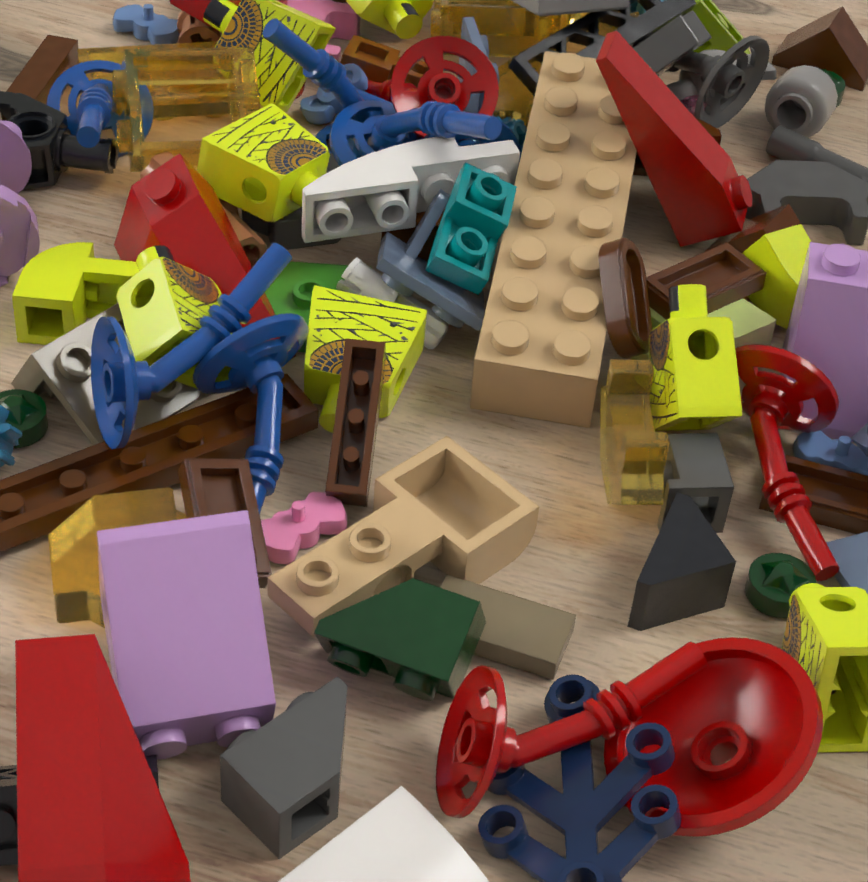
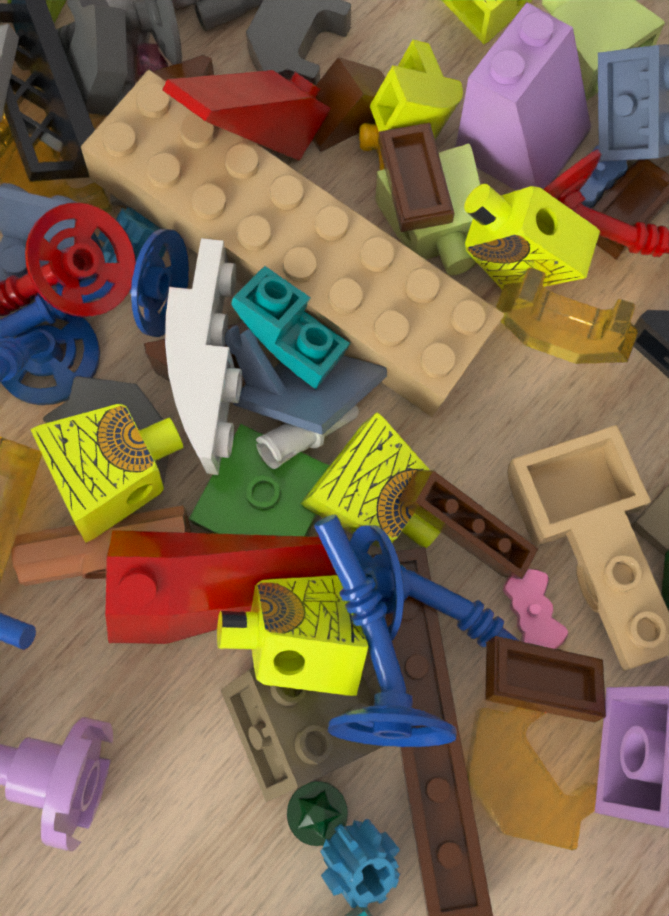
camera: 60 degrees left, 30 degrees up
(64, 289) = (164, 716): neon yellow brick -> none
(391, 127) = (102, 336): blue dish -> none
(625, 297) = (425, 245): reddish brown tile -> none
(699, 470) = (605, 285): dark grey brick -> none

